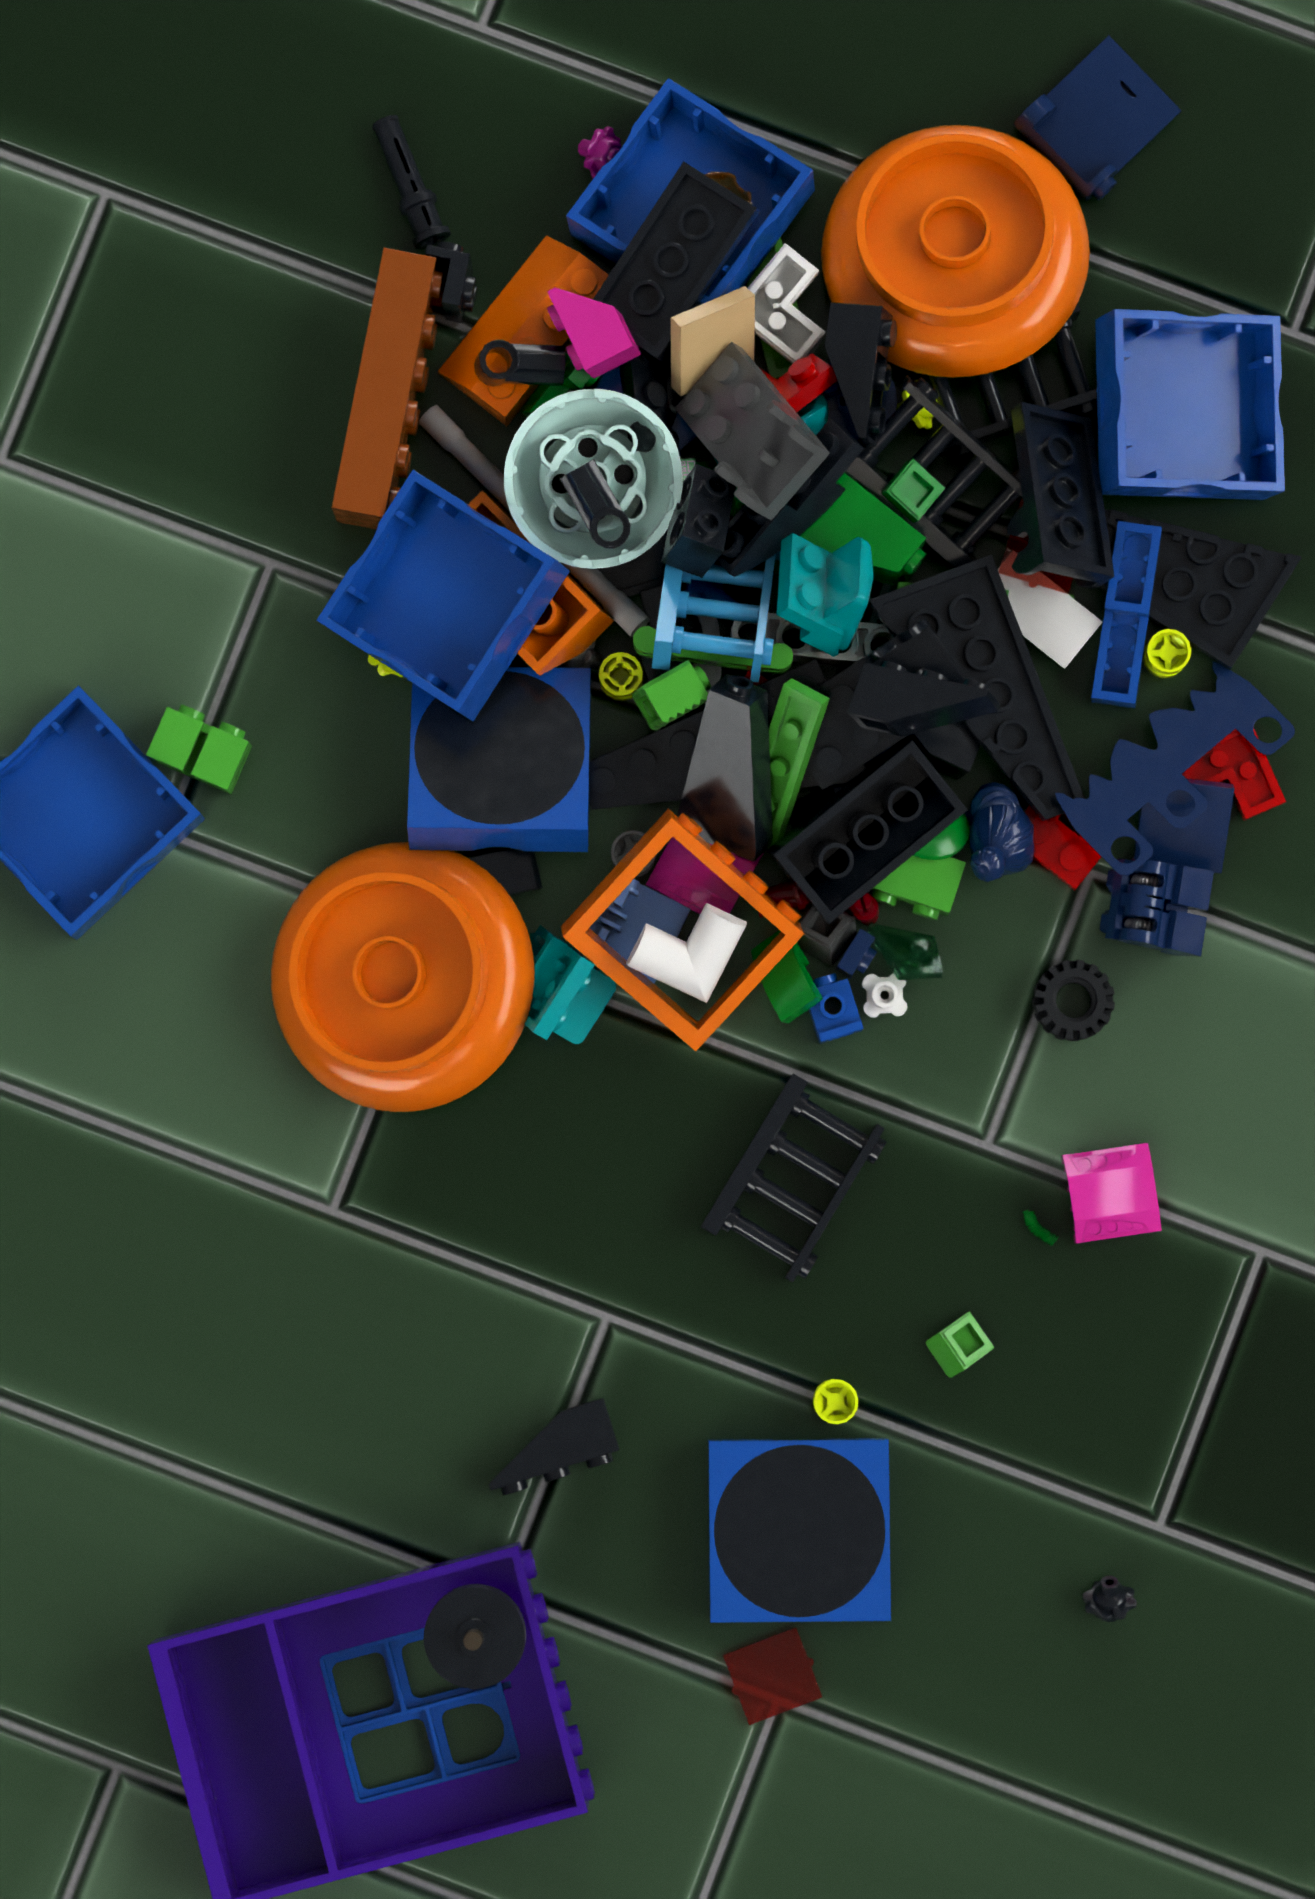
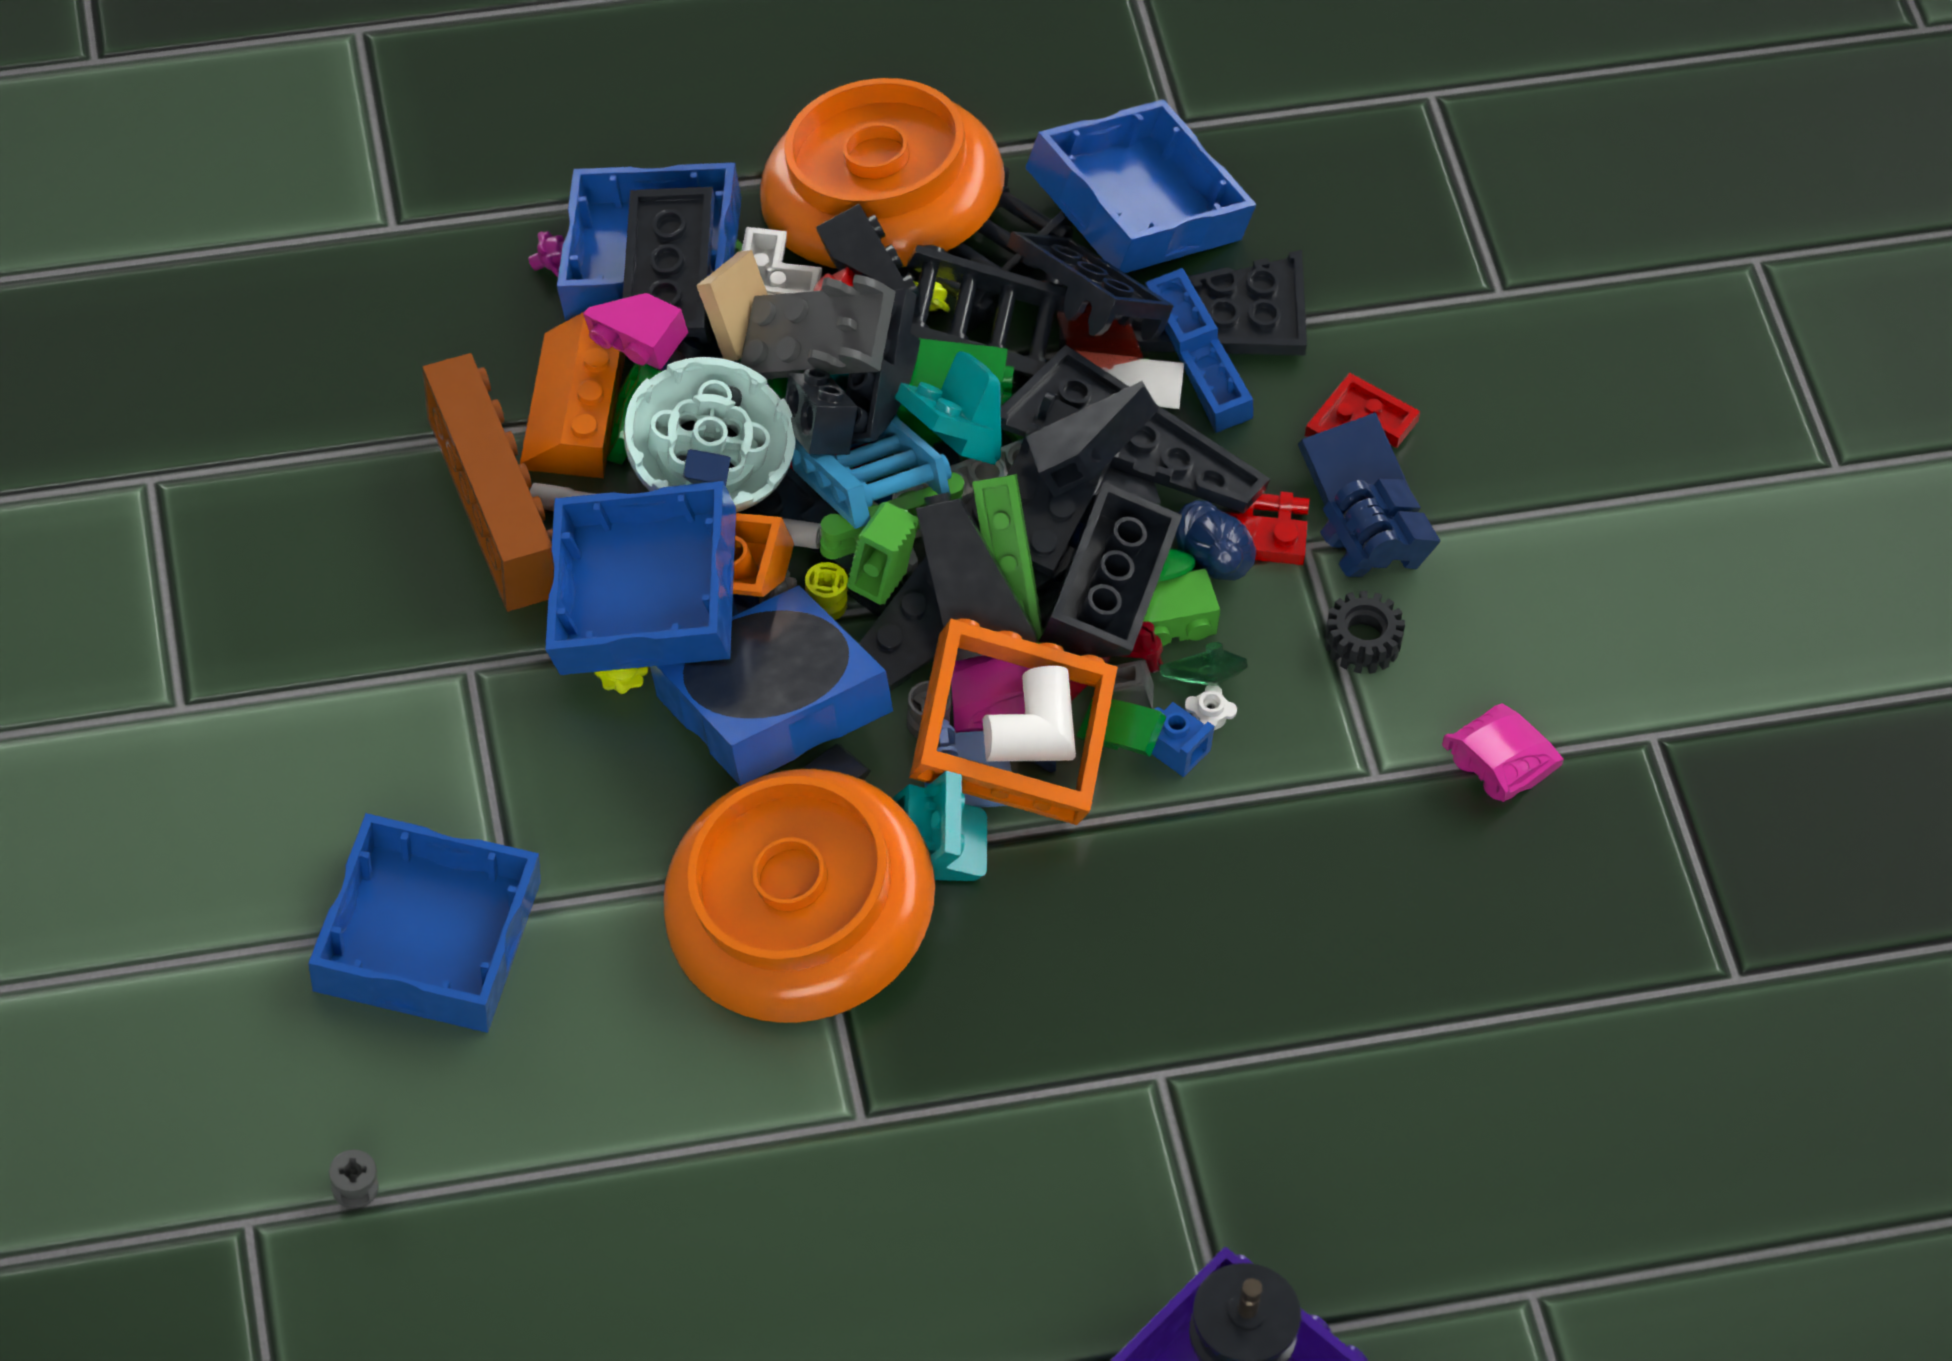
camera: 35 degrees left, 30 degrees down
(198, 749) = (510, 819): bright green piece -> none
(416, 200) = (396, 341): black pin -> none
(460, 284) = (501, 373): black bracket -> none
(525, 363) = (582, 394): black piece -> none
(552, 533) = (706, 467): none -> dark blue slope
(570, 1438) = (1203, 1173): black slope -> none
(594, 500) = (729, 438): black piece -> none
(750, 1178) = (1202, 894): black fence -> none
(772, 1676) = (1513, 1275): clear red piece -> none
(799, 1530) = (1448, 1135): black tile -> none
(841, 1404) = (1402, 1022): neon yellow wheel -> none
(857, 955) = (1167, 685): dark blue plate -> none
(913, 490) = (971, 326): green tile -> none
(959, 1345) = (1468, 932): bright green slope -> none
(1030, 1219) = (1452, 809): green leg -> none
(1094, 121) = (929, 50): dark blue door -> none
(1109, 1599) = (1743, 1046): black plant -> none
(1151, 775) = (1311, 407): dark blue piece -> none
(1171, 648) = (1251, 359): neon yellow wheel -> none

